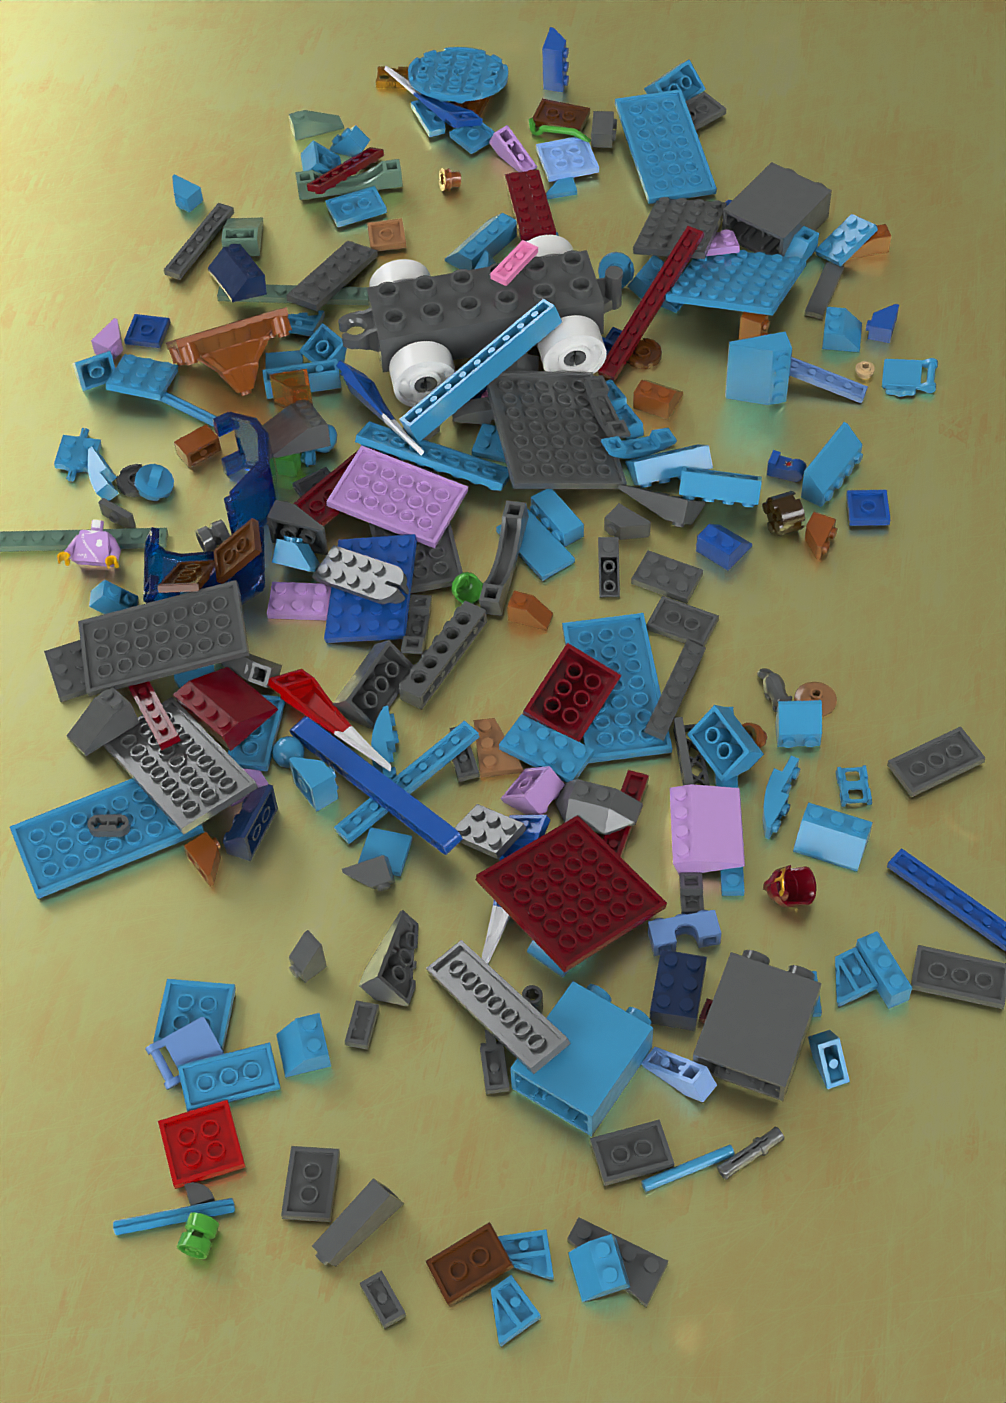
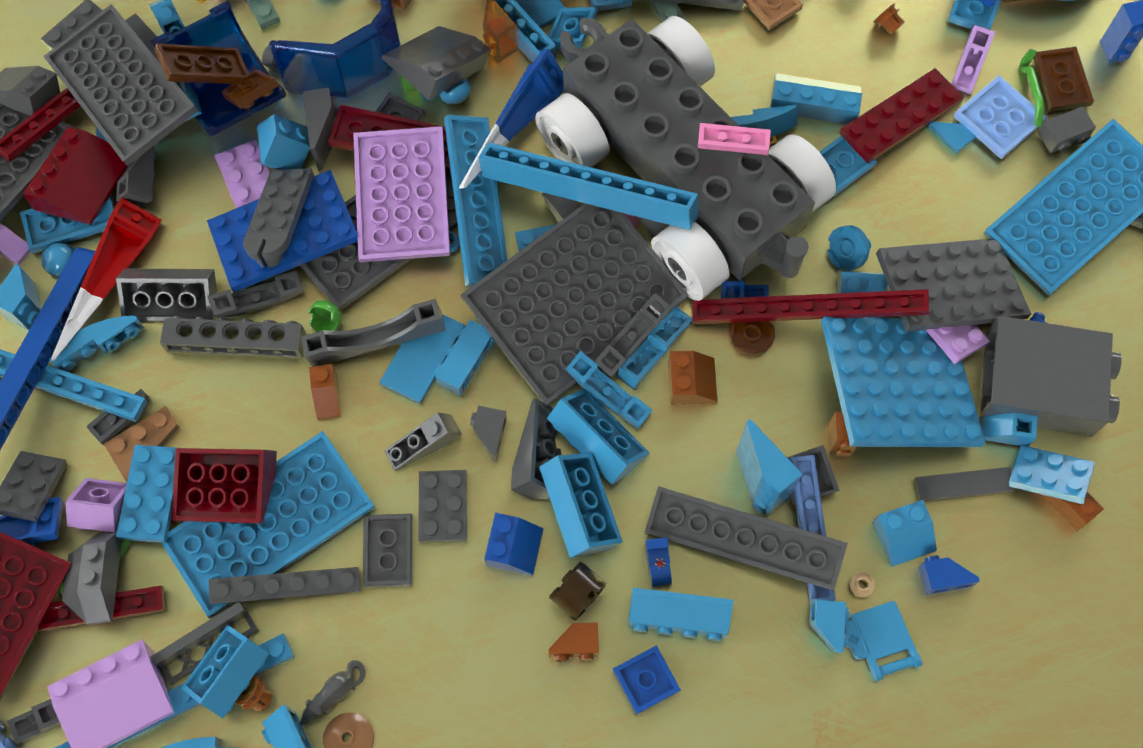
camera: 60 degrees right, 15 degrees up
(797, 410) = (746, 538): none -> dark grey plate
(884, 392) = (829, 621): none -> dark azure slope

